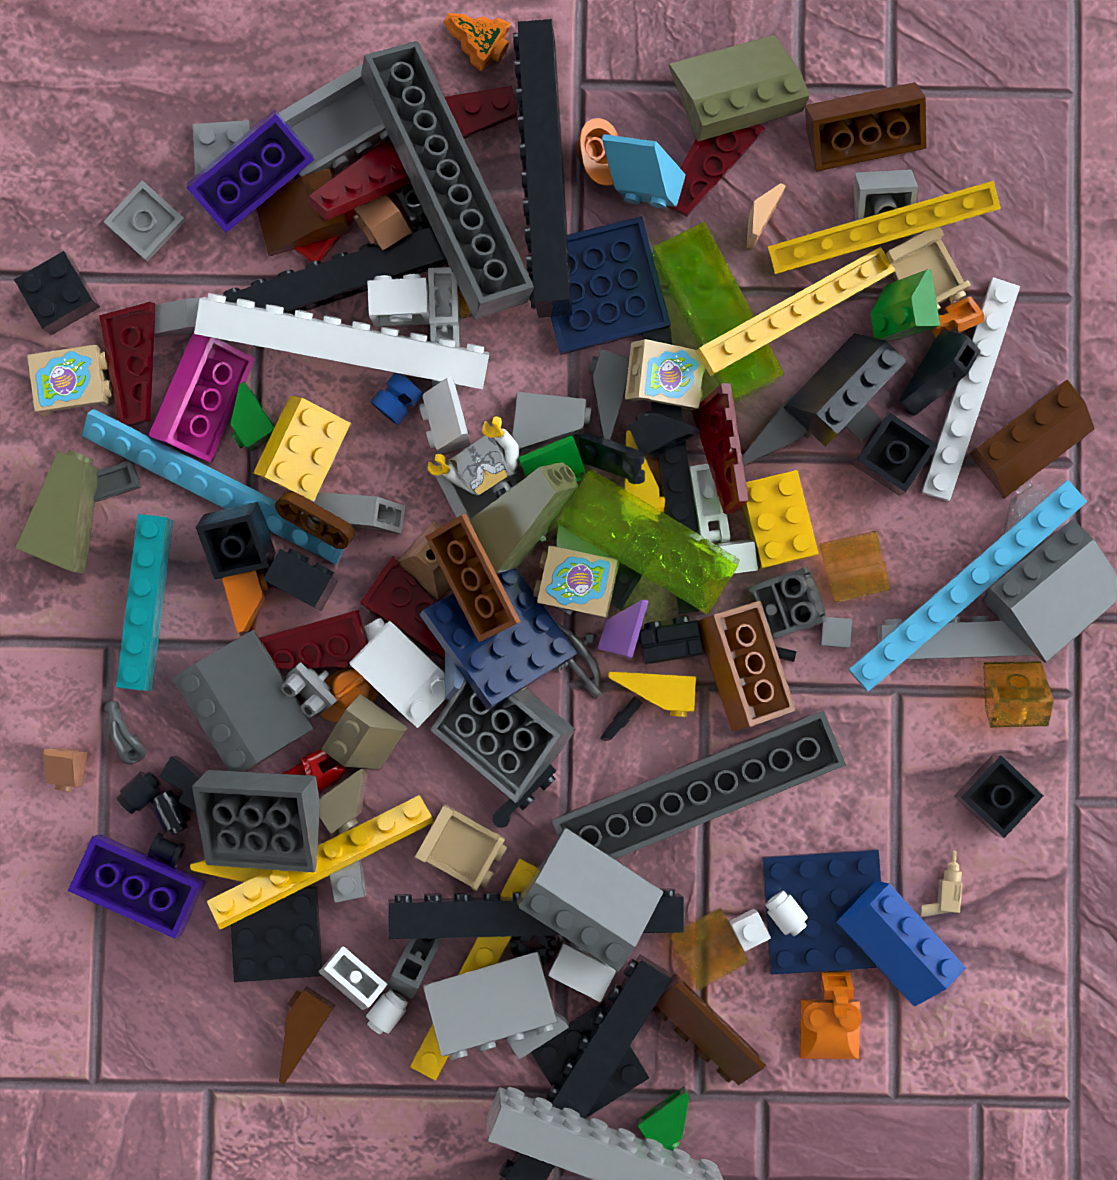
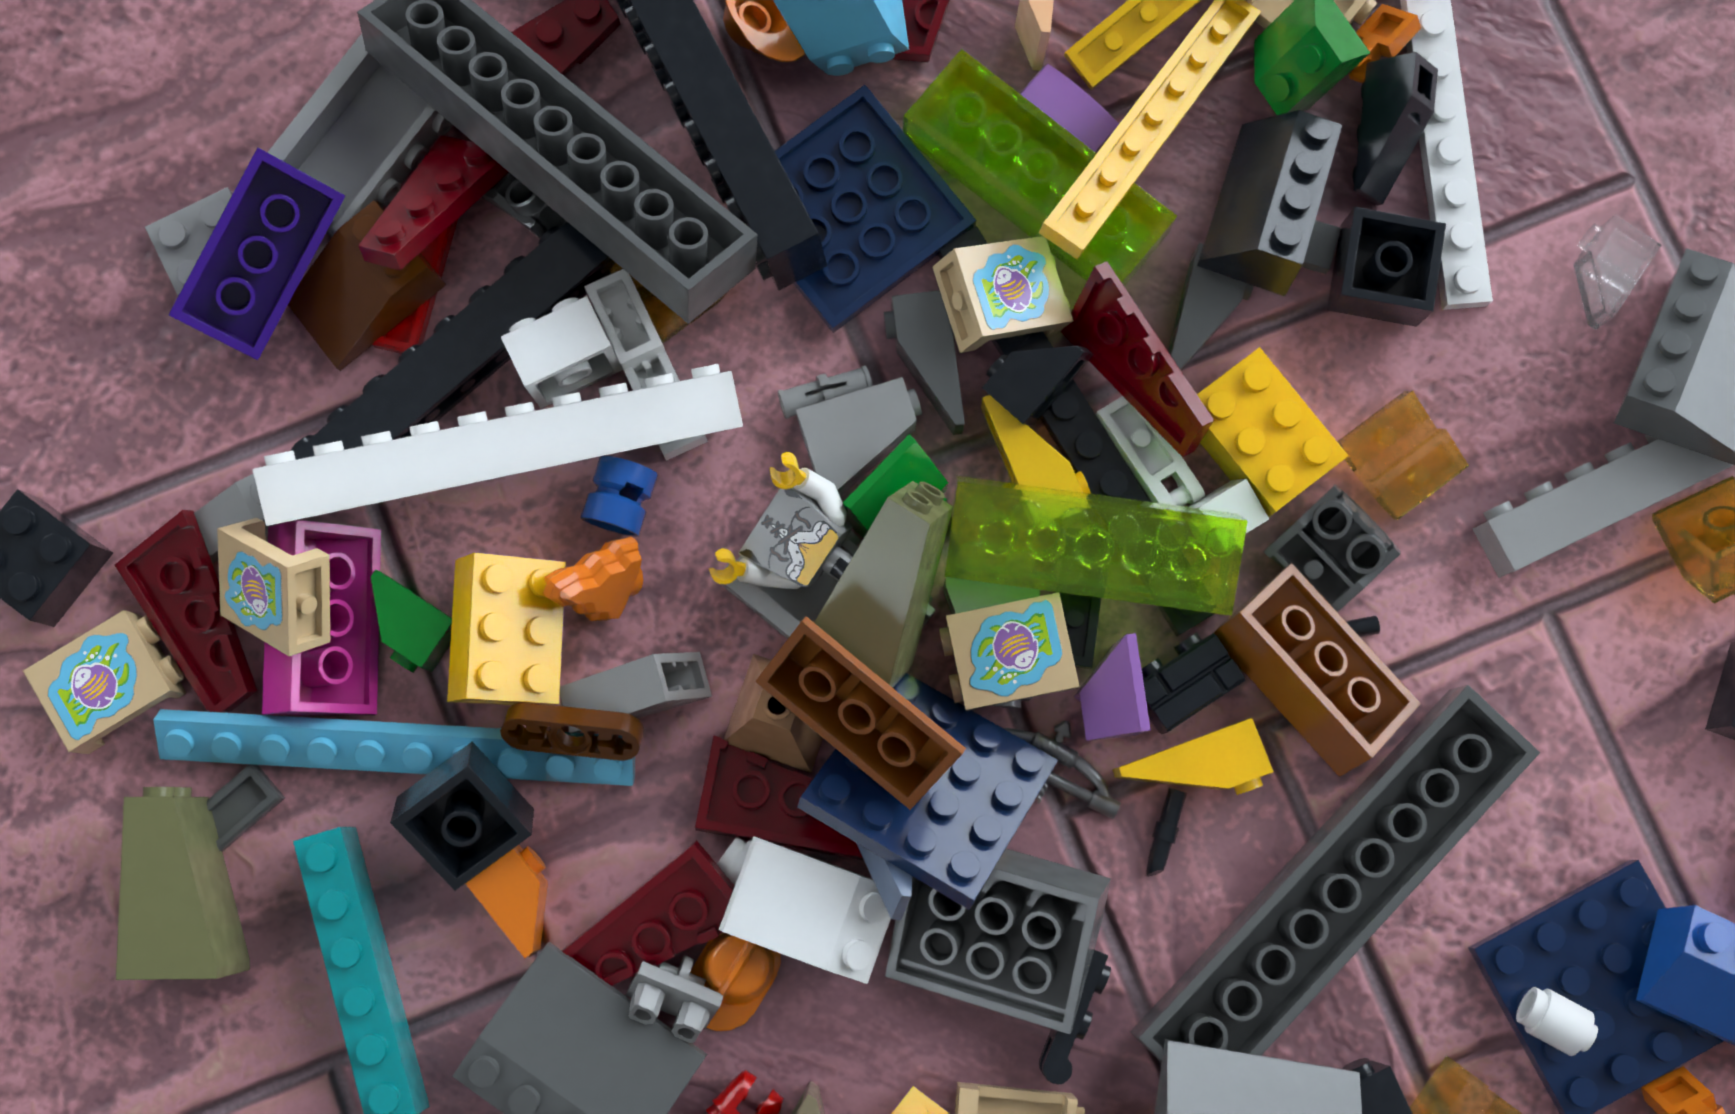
camera: 25 degrees left, 5 degrees down
(144, 221) = (128, 396): light grey plate -> none
(182, 371) = (272, 592): none -> tan panel
(301, 580) = (588, 833): black brick -> none
(364, 736) = (790, 1033): dark tan slope -> none
(365, 442) = (599, 581): none -> orange rock
(381, 222) = (484, 245): nougat brick -> none
(445, 417) = (705, 491): white slope -> none
(539, 386) = (823, 389): none -> light grey pin
(612, 457) = (982, 444): black plate -> none
(749, 929) = (1509, 1070): white brick -> none
(754, 281) = (1070, 106): none -> medium lavender slope
(836, 632) = (1421, 563): light grey tile -> none
(967, 585) = (1583, 412): medium azure plate -> none
(1034, 438) = (1567, 162): reddish brown slope -> none

